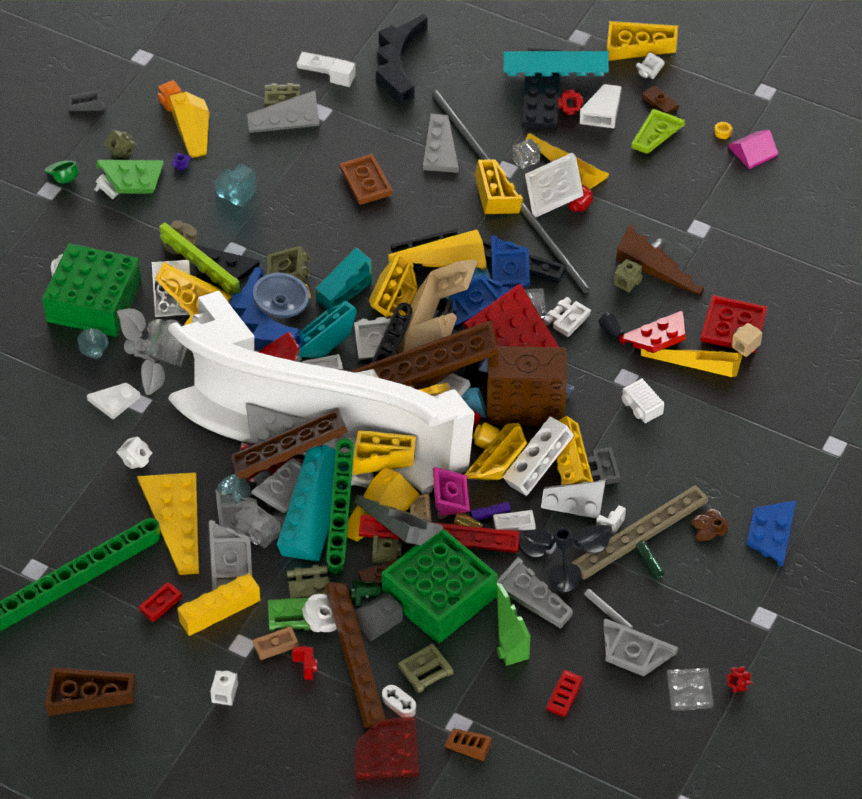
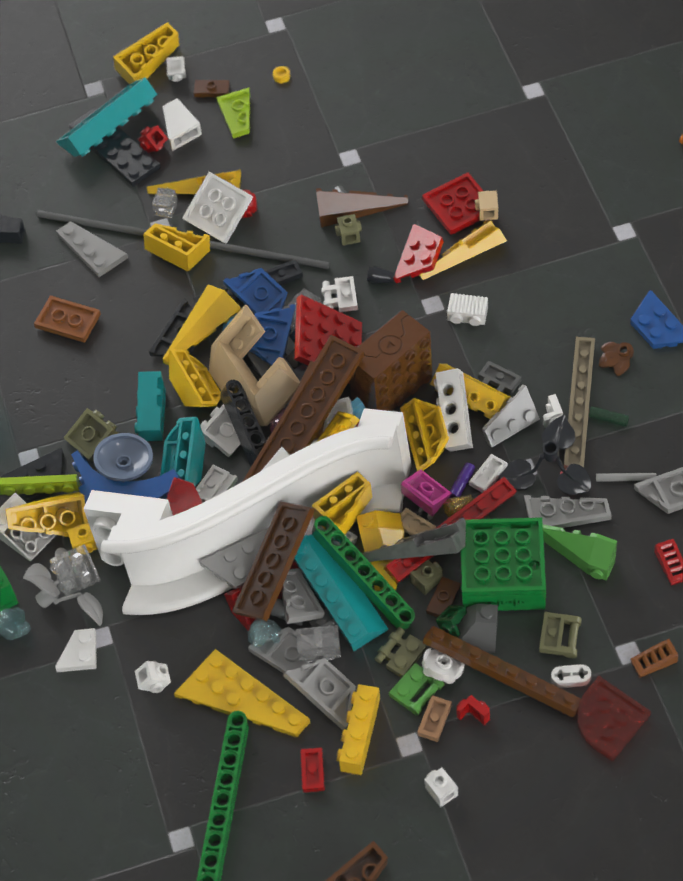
camera: 40 degrees left, 5 degrees up
(755, 148) = (319, 69): slope -> none

